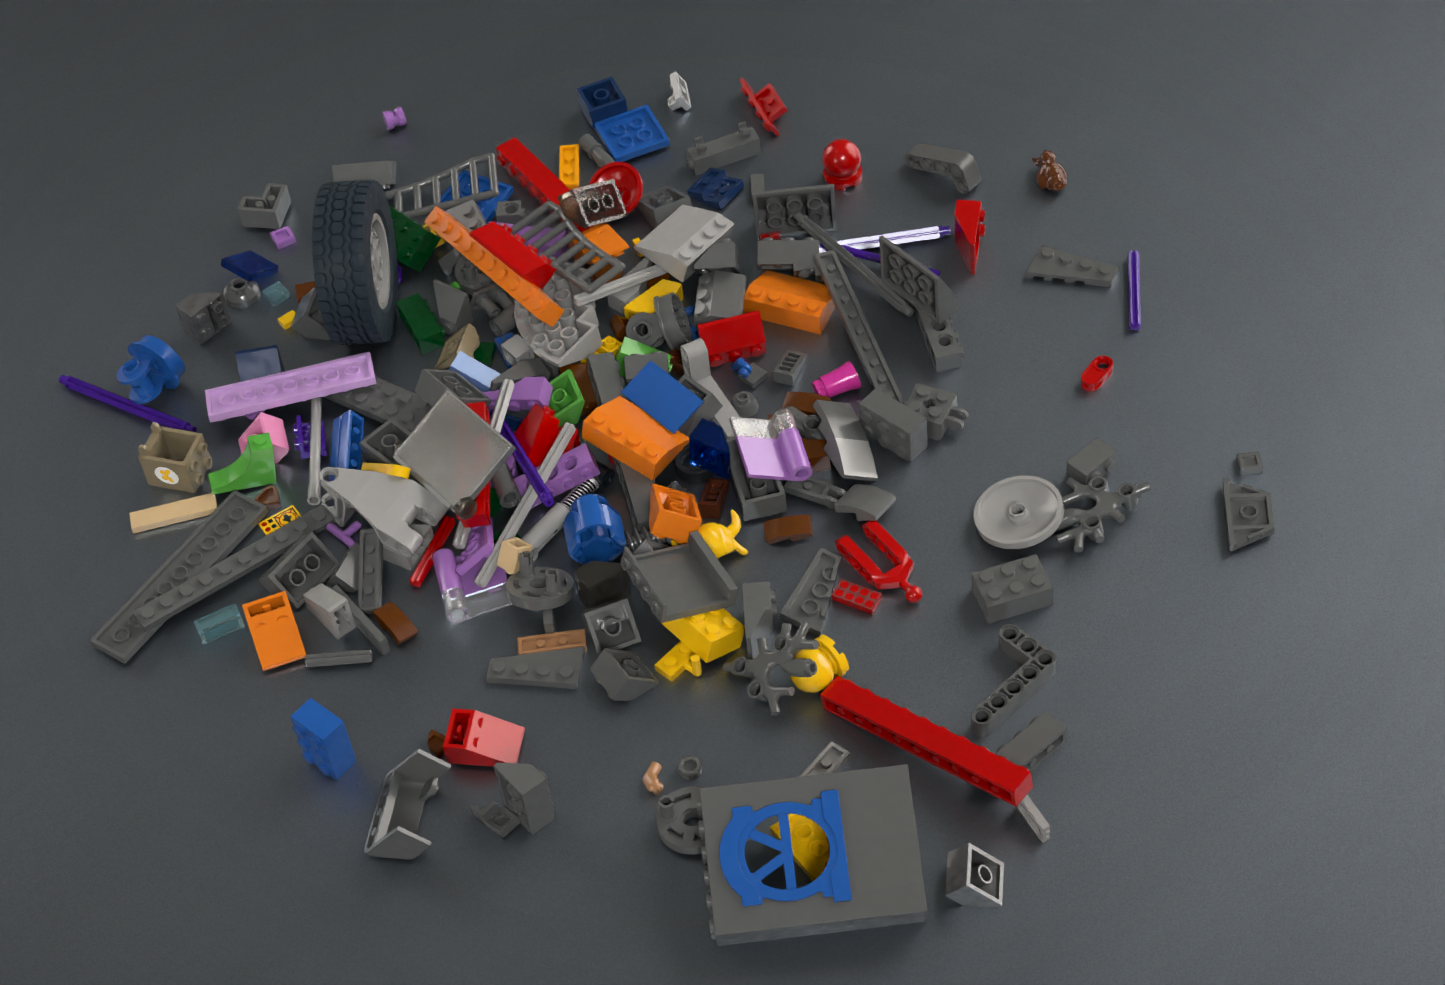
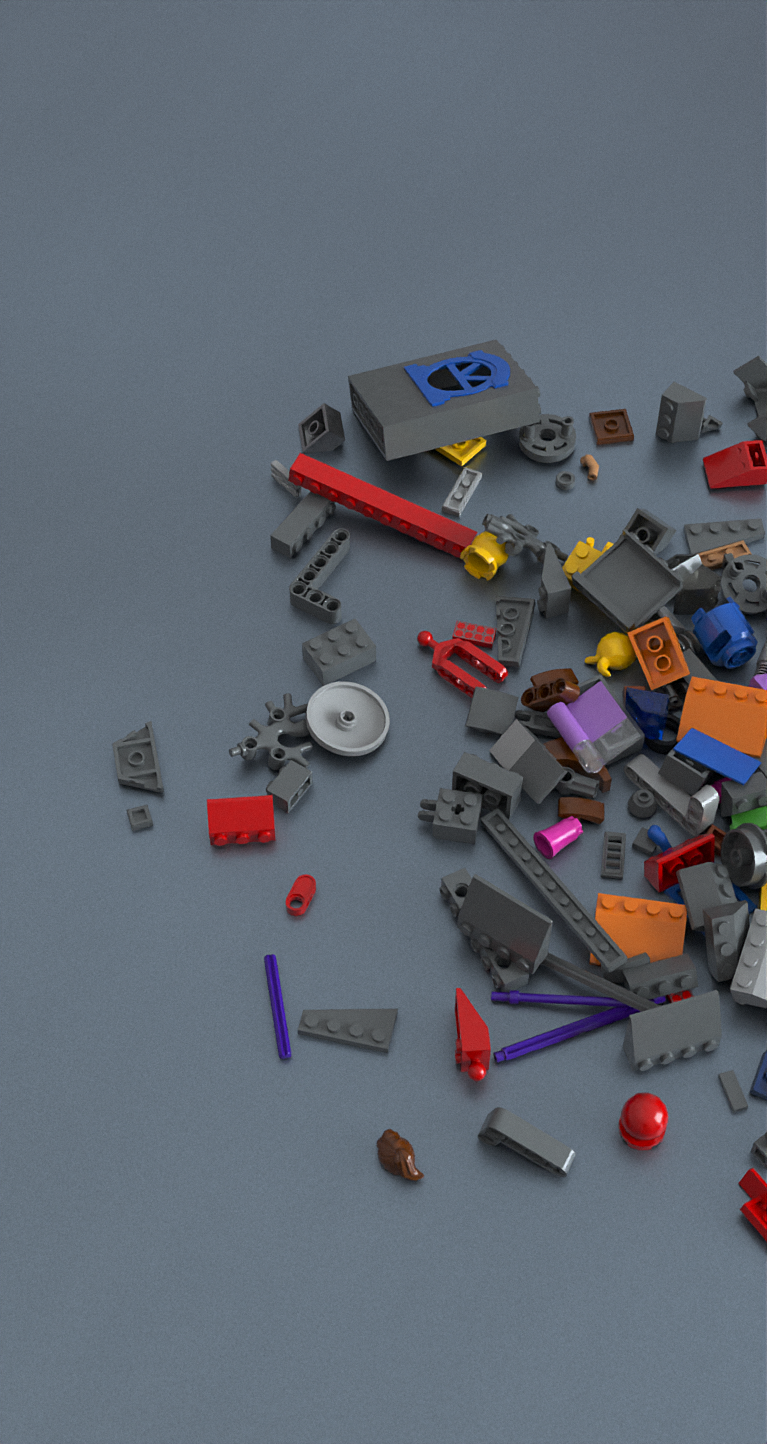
camera: 160 degrees right, 5 degrees up
(605, 833) = (611, 426): none -> reddish brown tile
(802, 491) = (546, 695): none -> reddish brown beam
(1145, 433) = (241, 820): none -> red slope

